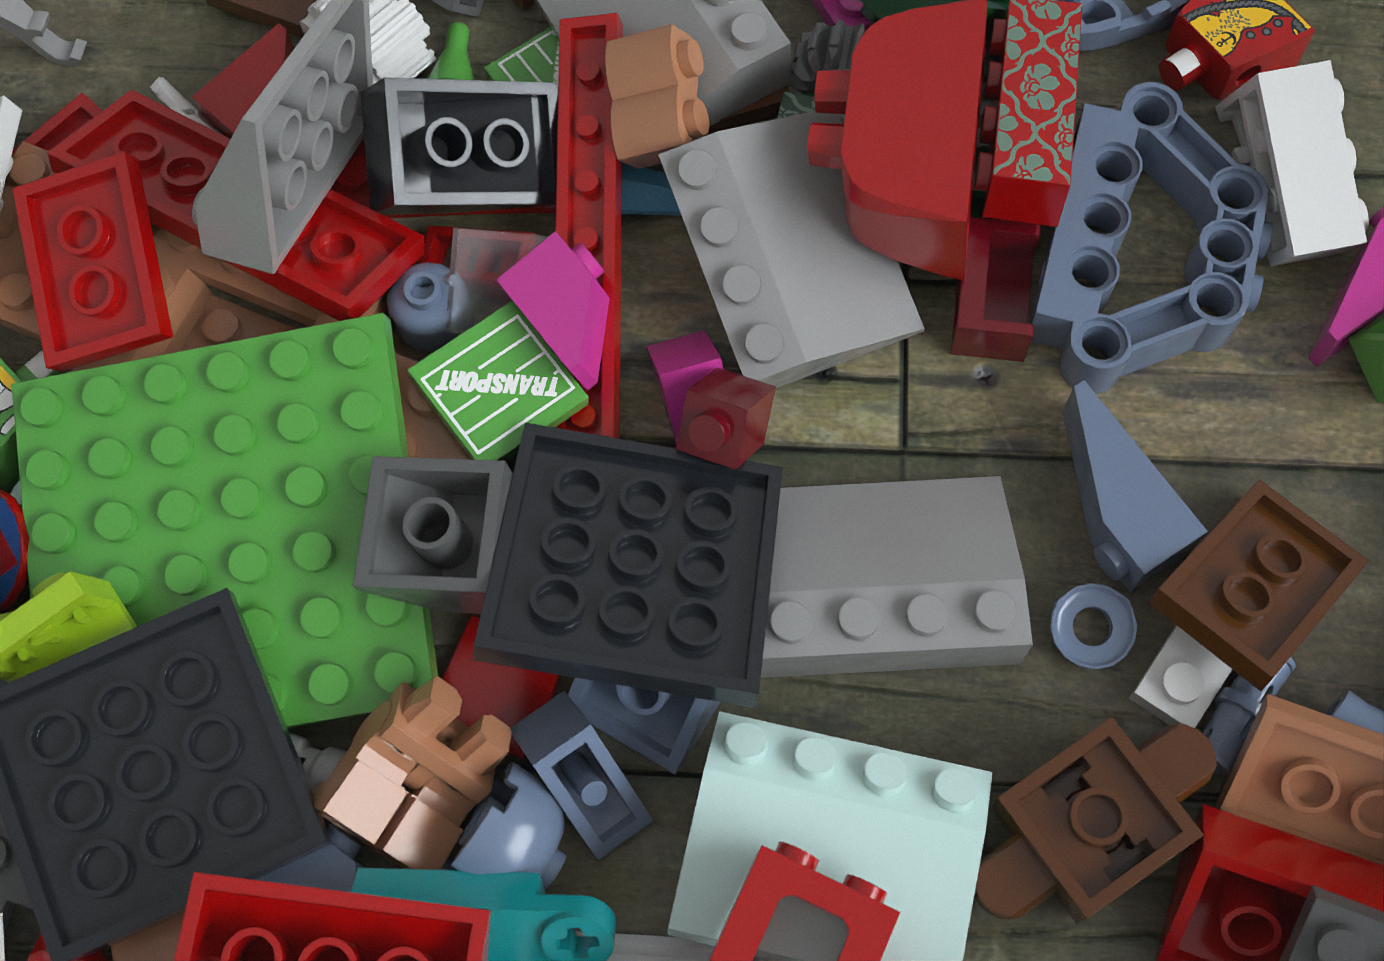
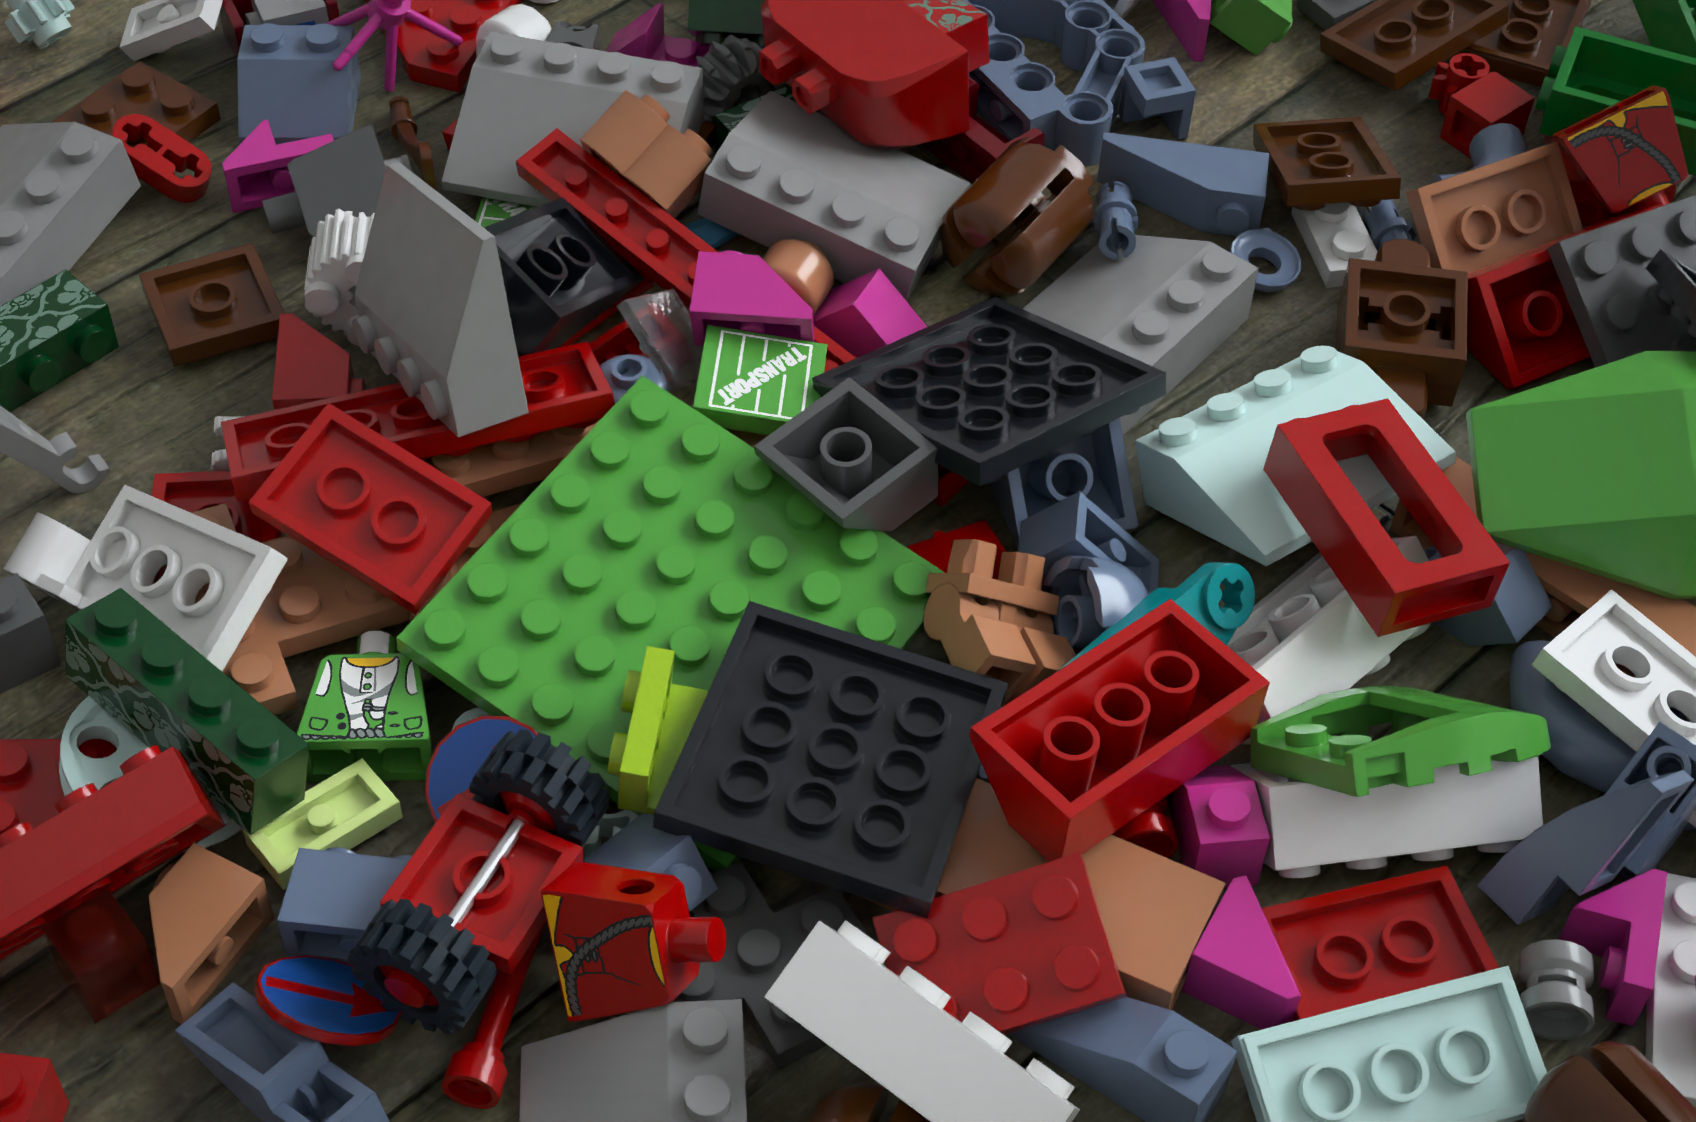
camera: 55 degrees left, 20 degrees down
(668, 302) = (803, 269): none -> nougat head
(725, 418) = (931, 290): dark red brick -> none
(897, 404) = (1009, 194): none -> reddish brown cylinder
(999, 473) = (1115, 220): none -> sand blue pin
(1195, 376) = (1155, 91): none -> sand blue panel

